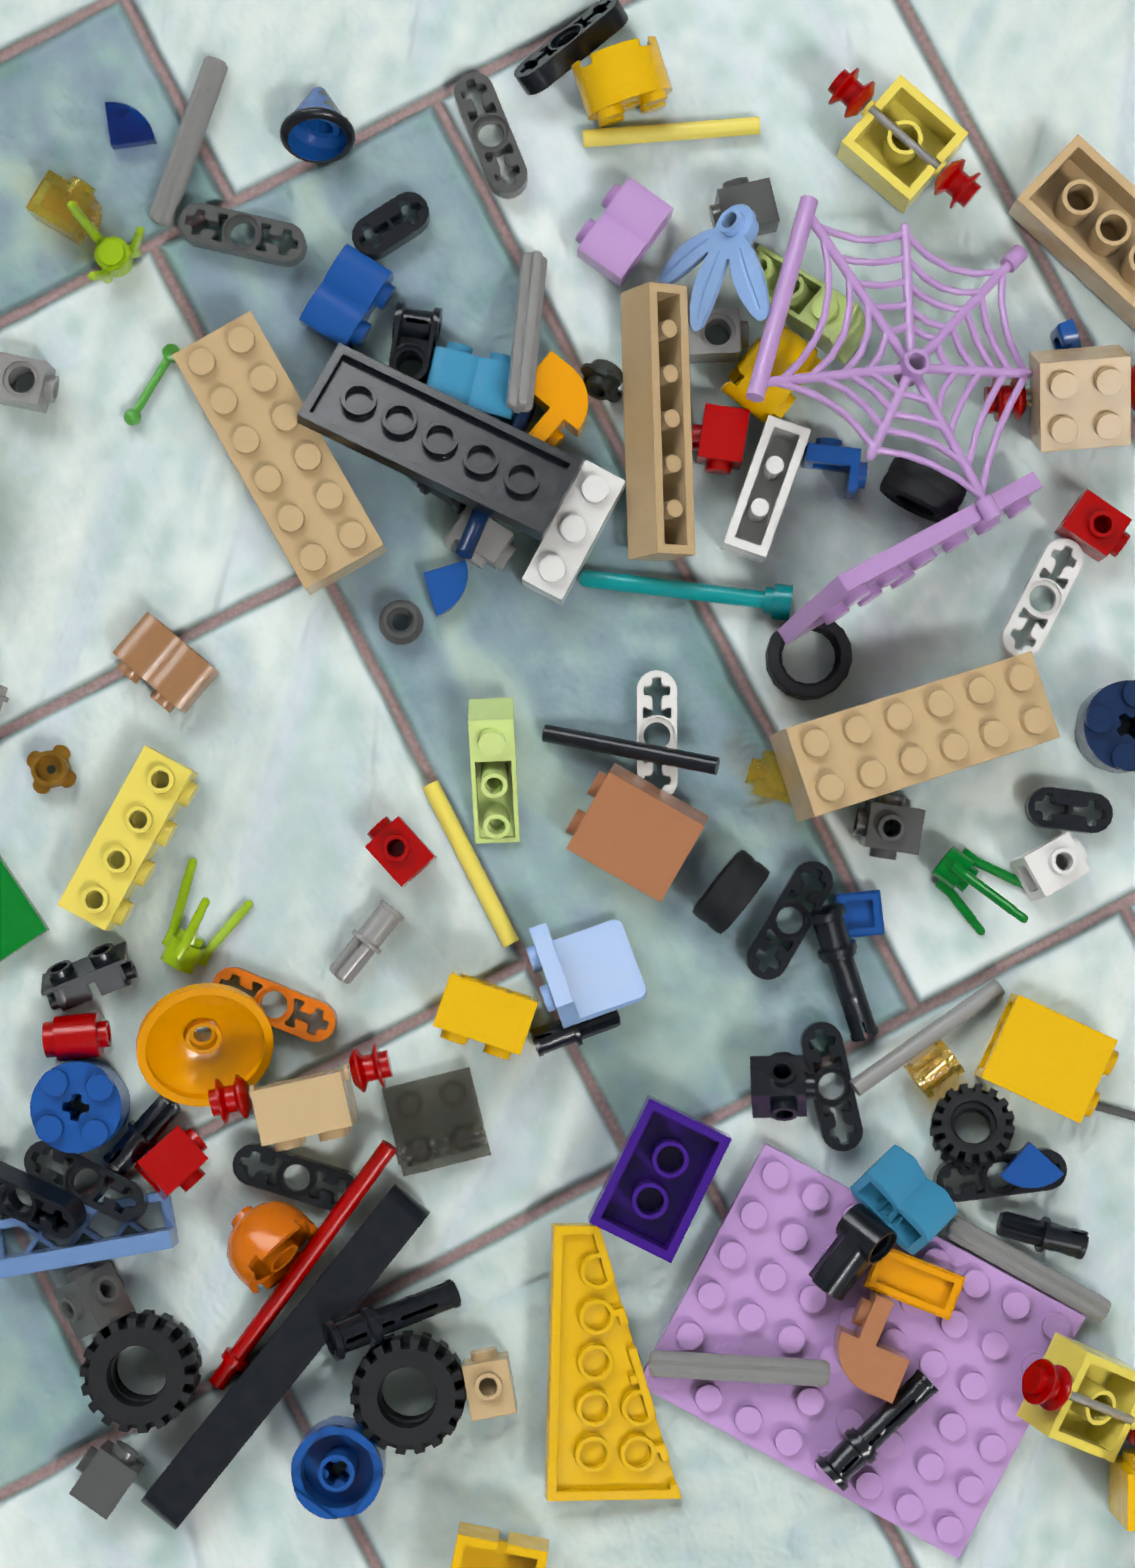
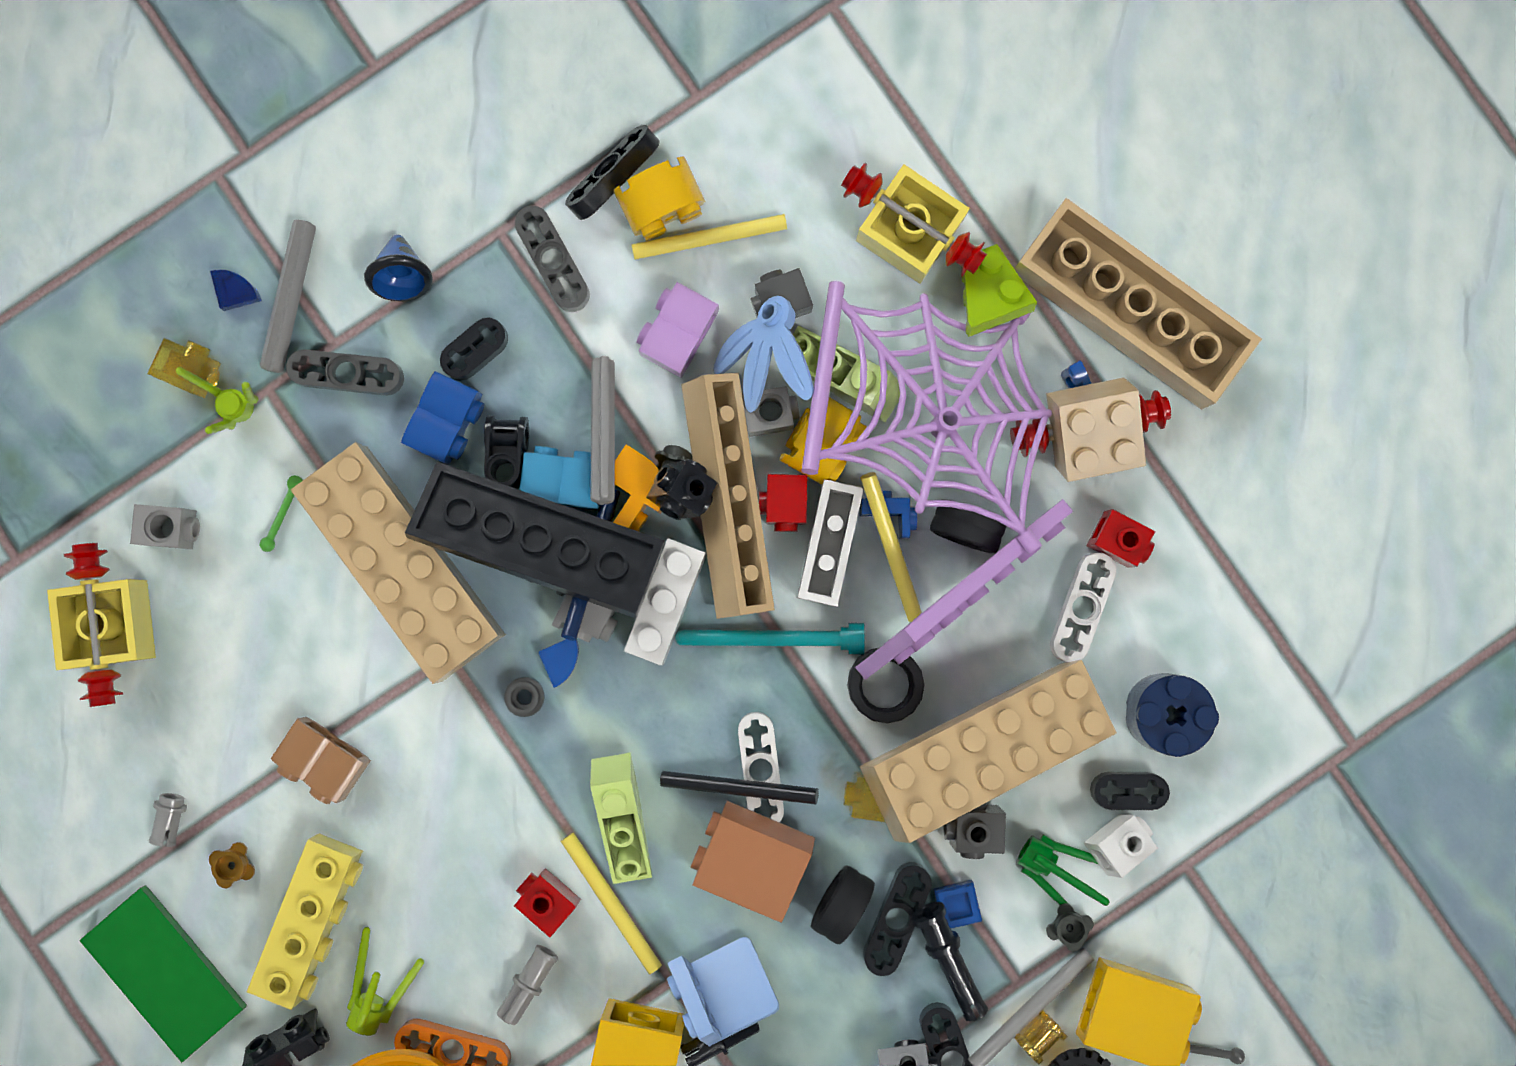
camera: 10 degrees left, 0 degrees up
(609, 406) = (682, 489): none -> black brick
(832, 492) = (891, 545): none -> light yellow bar
(985, 233) = (994, 293): none -> lime wing
(985, 966) = (1081, 926): none -> pearl dark grey plate

